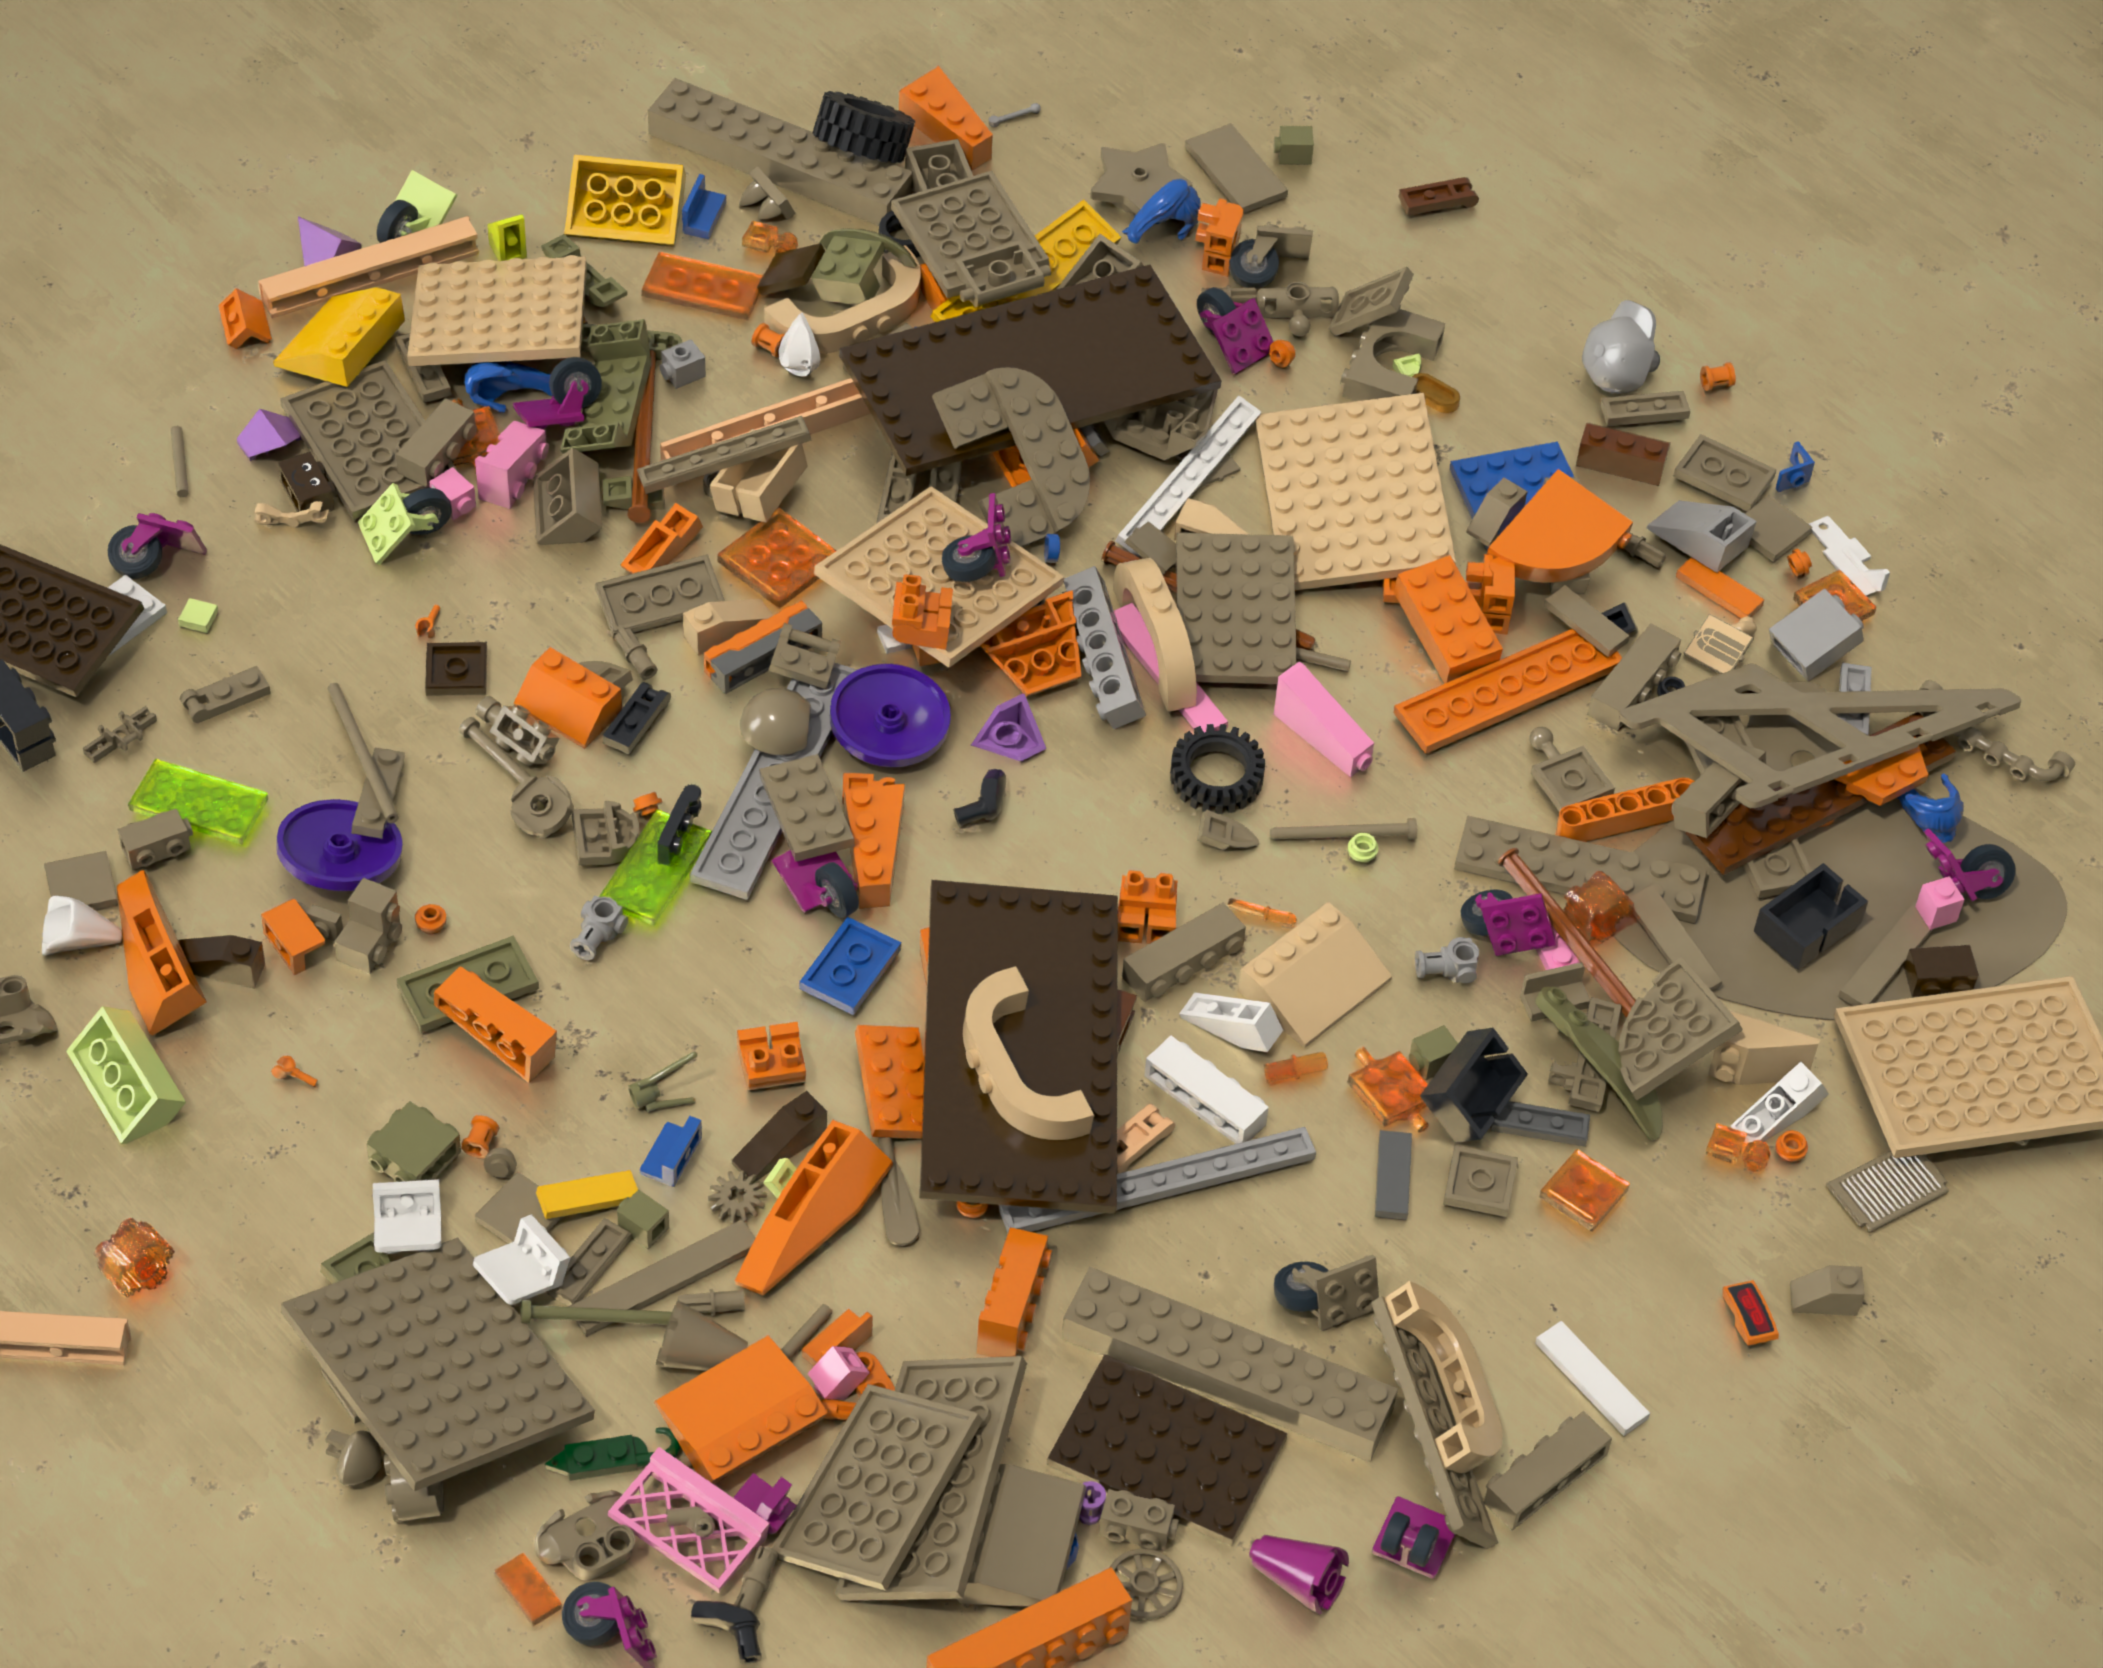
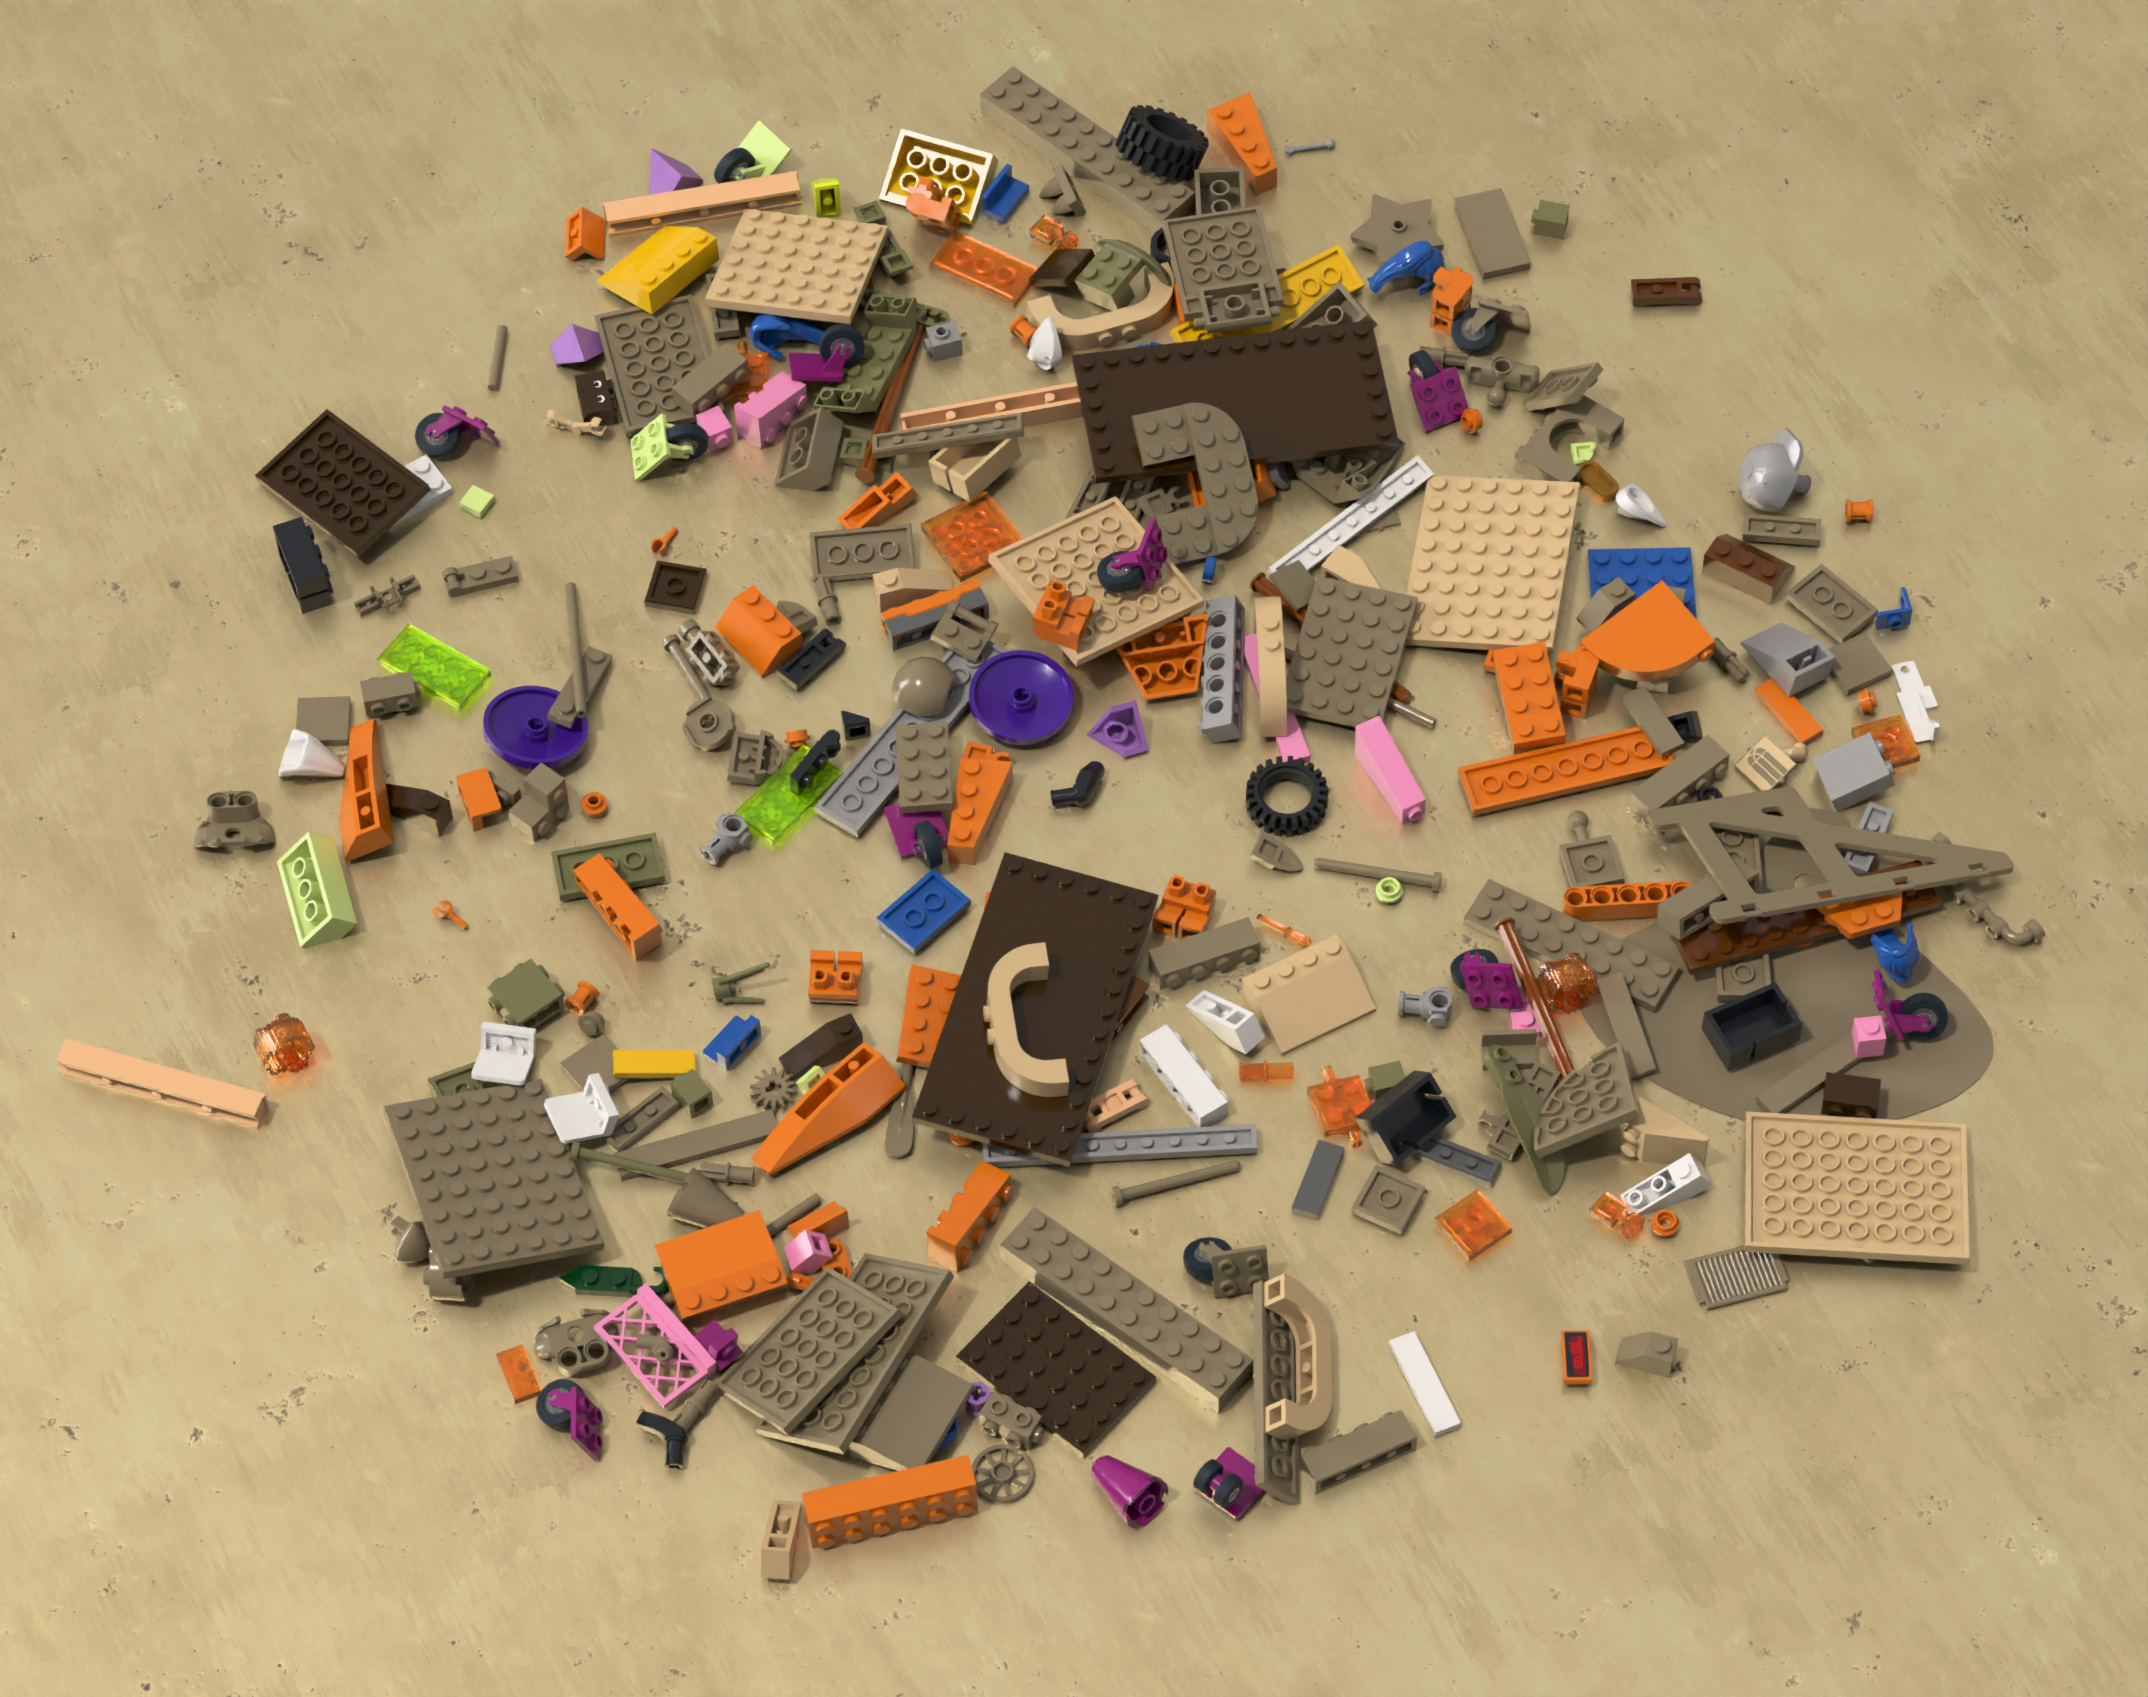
camera: 20 degrees right, 5 degrees up
(631, 234) = (928, 210): none -> orange hips
(709, 778) = (855, 725): none -> black slope
(972, 489) = (1159, 503): none -> dark tan plate
(1175, 1237) = (1119, 1195): none -> dark tan bar
(1486, 410) = (1637, 505): none -> white piece

